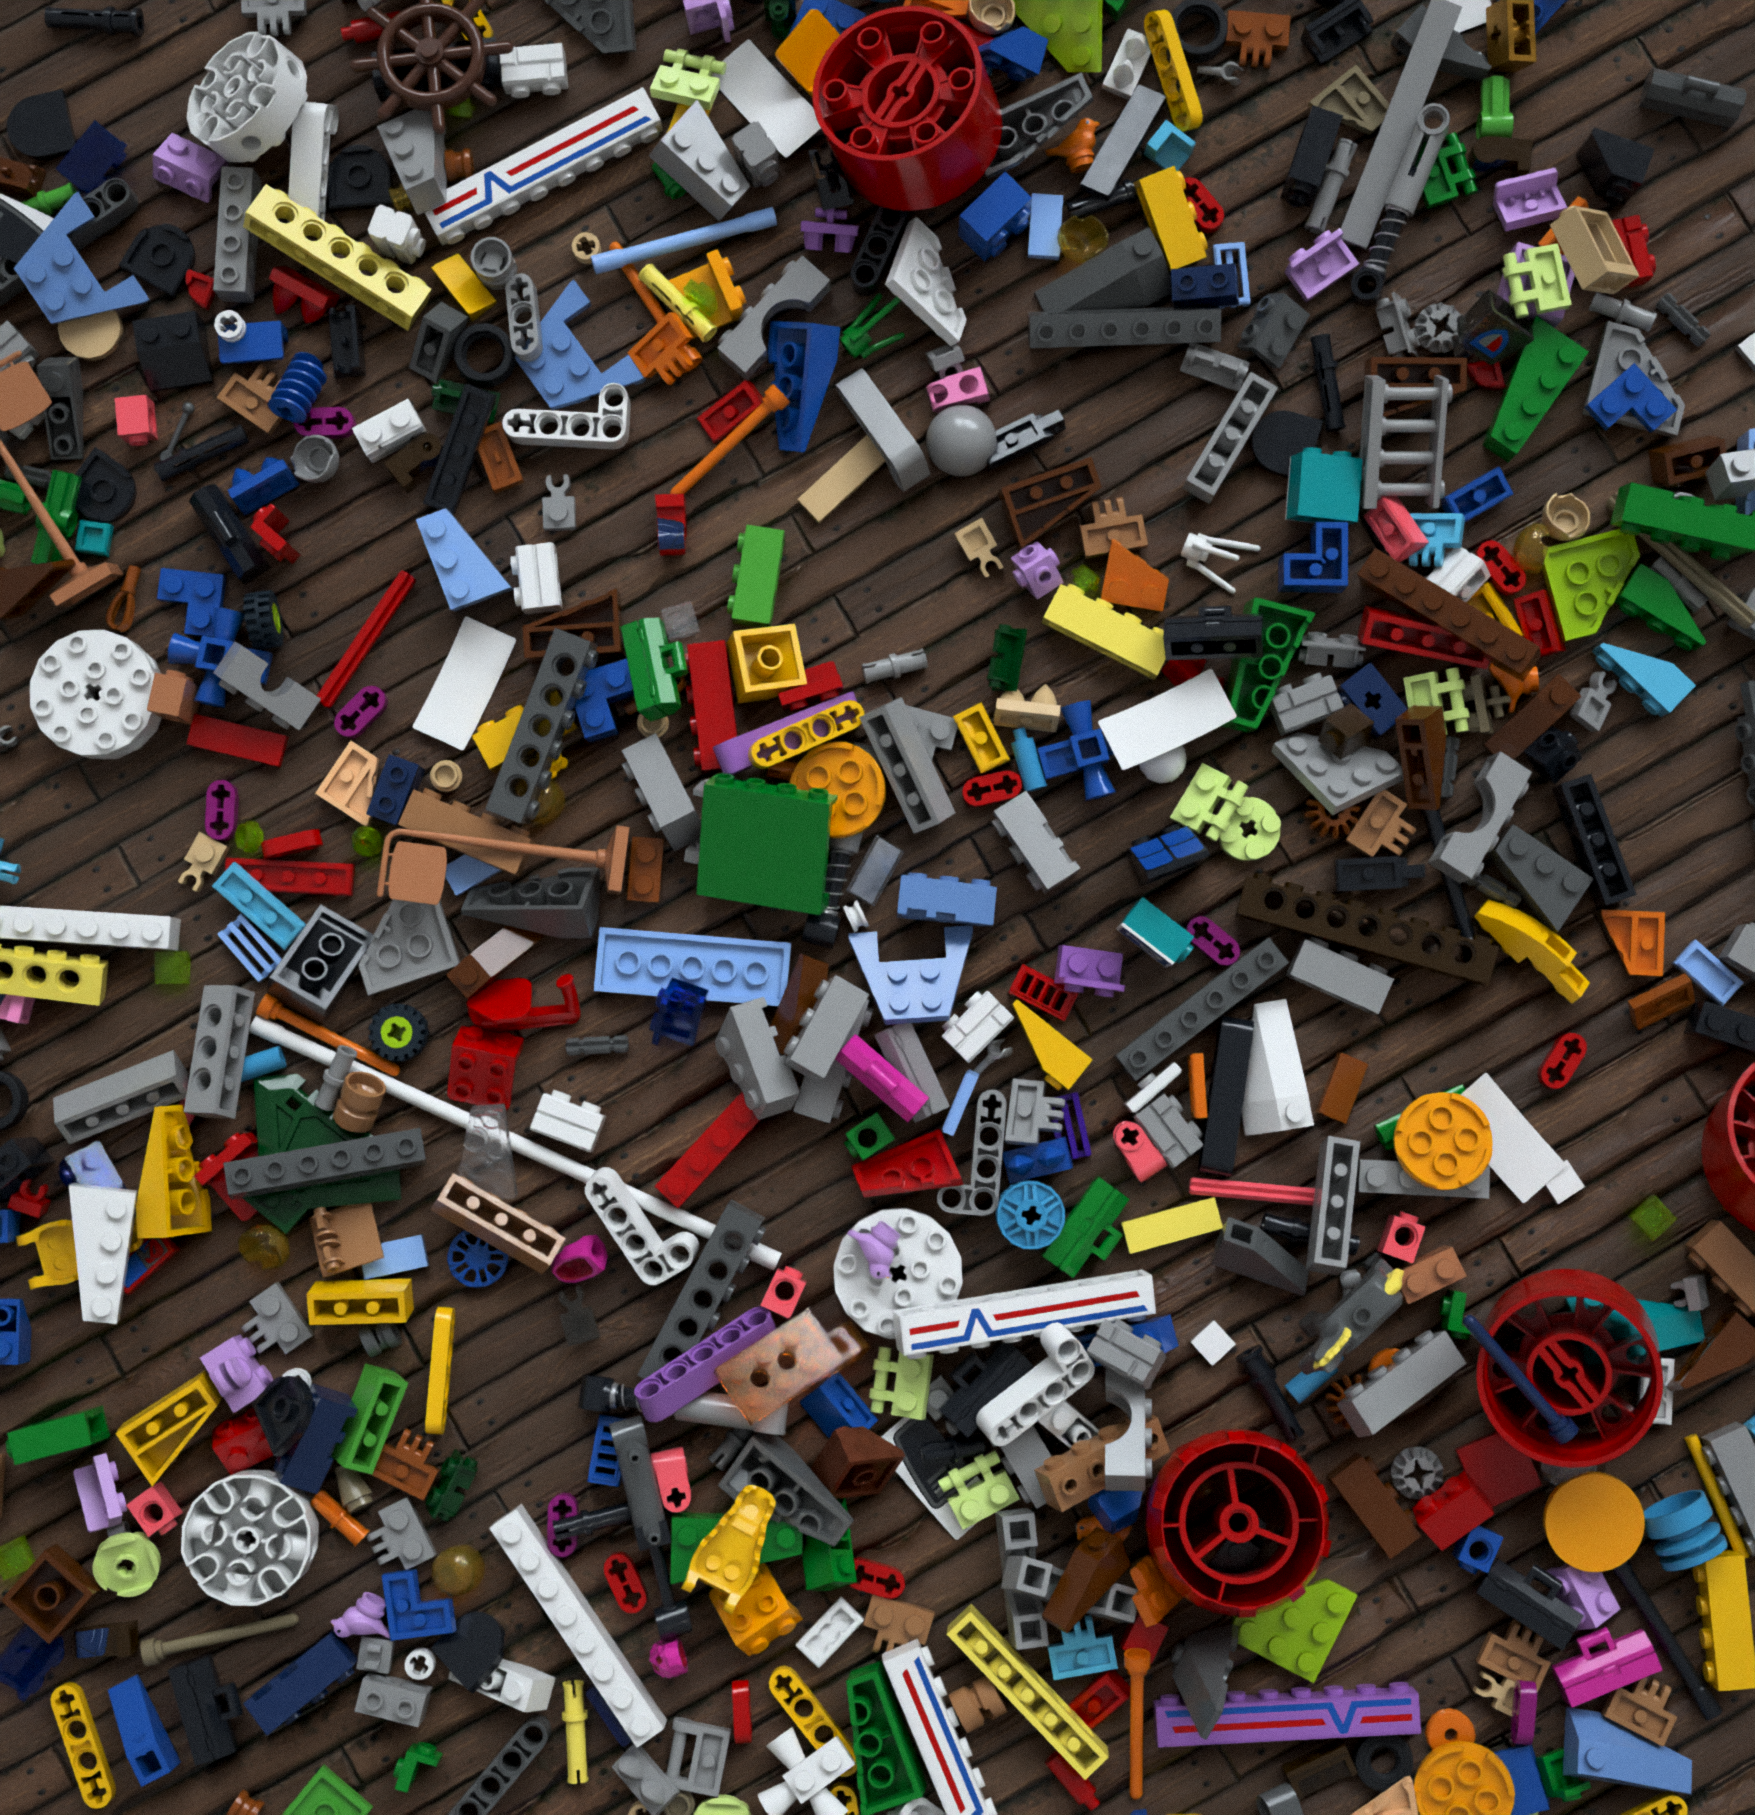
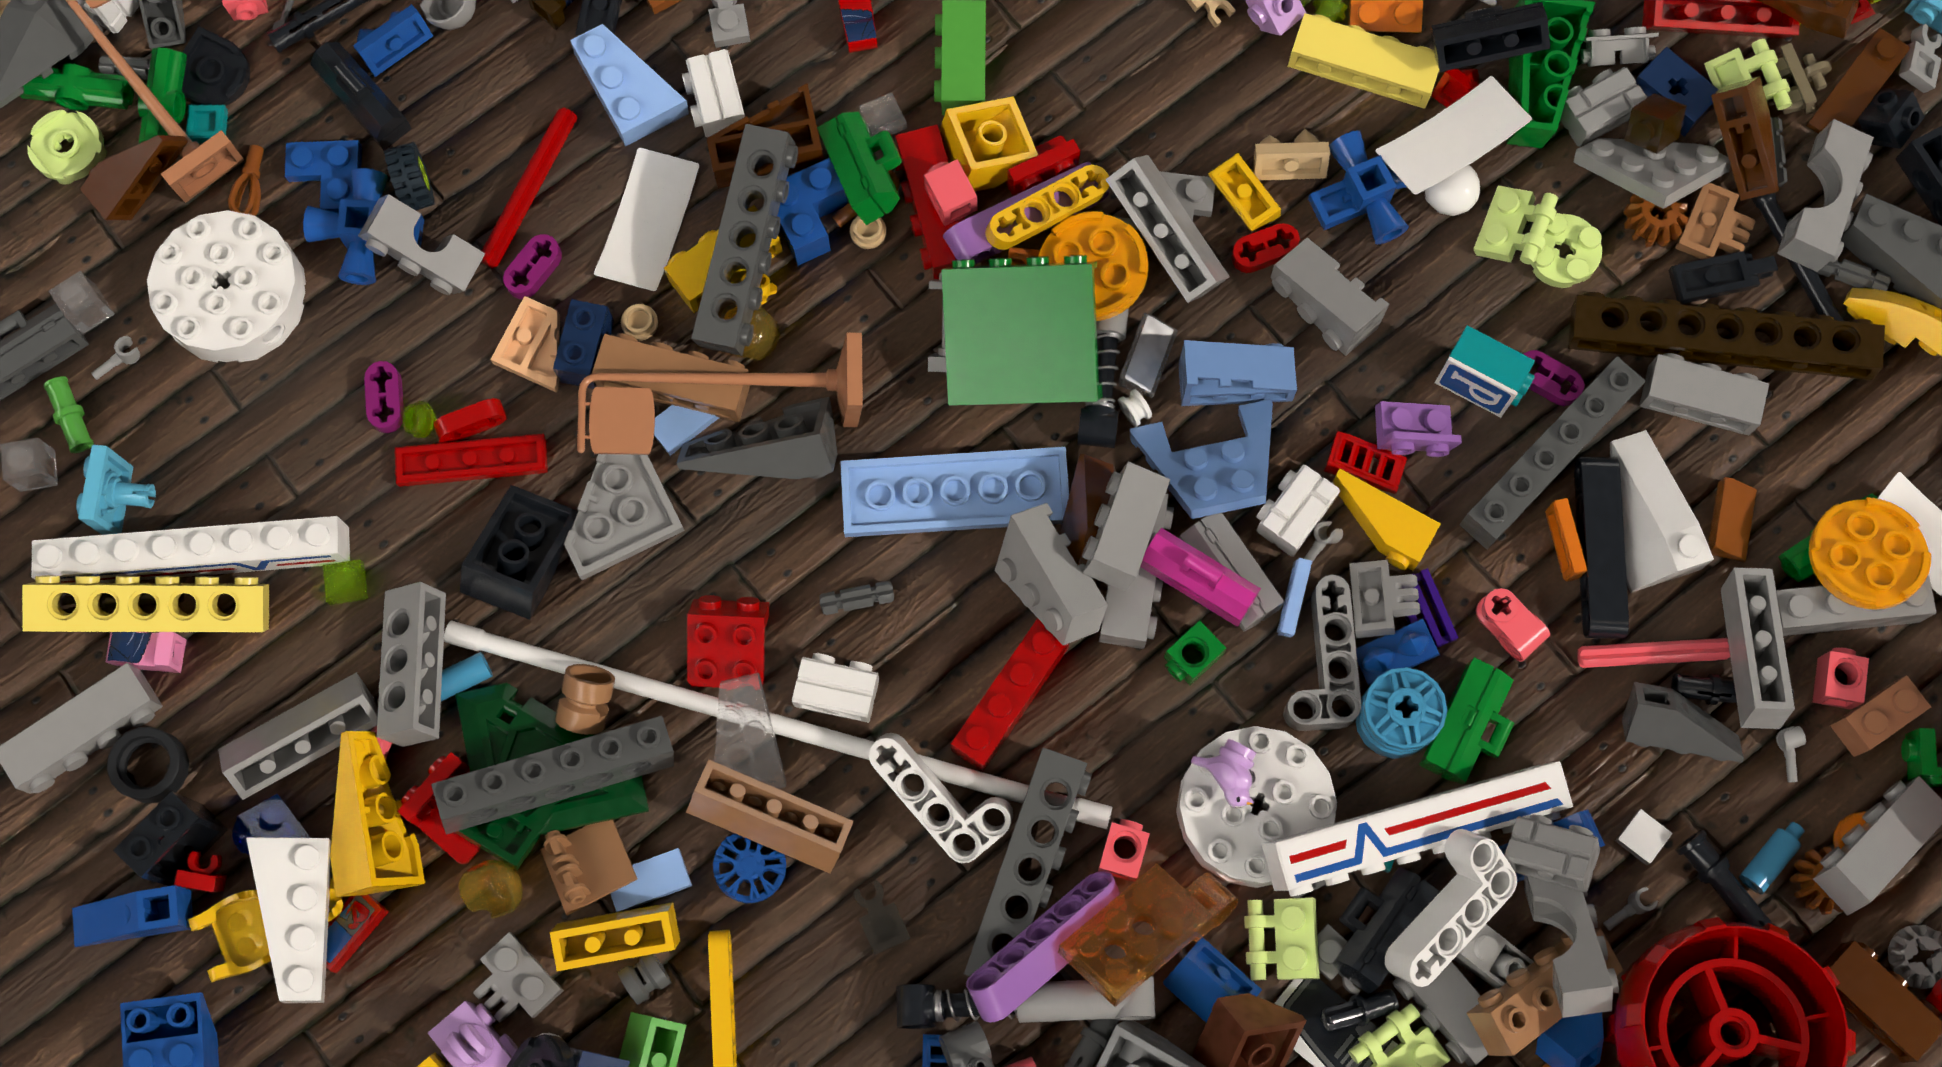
camera: 10 degrees left, 10 degrees down
(173, 697) = (314, 274): nougat brick -> none
(205, 856) = (369, 451): tan plate -> none
(233, 928) = (412, 525): light blue tile -> none
(237, 740) = (393, 317): red tile -> none
(259, 905) = (439, 494): medium azure tile -> none
(268, 524) = (410, 83): red bracket -> none
(272, 1008) = (467, 609): orange piece -> none
(335, 1077) = (552, 676): light grey pin -> none
(367, 841) = (554, 412): clear neon green plate -> none
(410, 1029) = (628, 627): black wheel -> none
(492, 959) = (720, 516): reddish brown slope -> none
(508, 1006) = (751, 567): red piece -> none
(580, 1260) = (873, 849): dark pink rock -> none
(645, 869) = (884, 393): dark orange plate -> none
(662, 791) = (893, 300): light grey wedge -> none
(679, 1012) = (949, 541): clear blue bracket -> none
(724, 706) = (950, 191): none -> coral brick
(894, 665) = (1132, 131): light grey pin -> none
(909, 1167) = (1248, 681): red wing -> none
(1006, 668) = (1259, 104): dark green hinge -> none
(1028, 761) = (1301, 210): dark azure cylinder -> none
(1151, 1086) = (1512, 548): white plate -> none
(1165, 855) = (1481, 286): slope -> none
(1168, 1129) = (1545, 592): light grey brick -> none
(1171, 1225) = (1567, 706): light yellow tile -> none
(1189, 1399) = (1633, 906): none -> light grey hand
(1353, 1316) = (1812, 770): dark grey animal -> none
(1513, 686) = (1828, 48): orange animal -> none

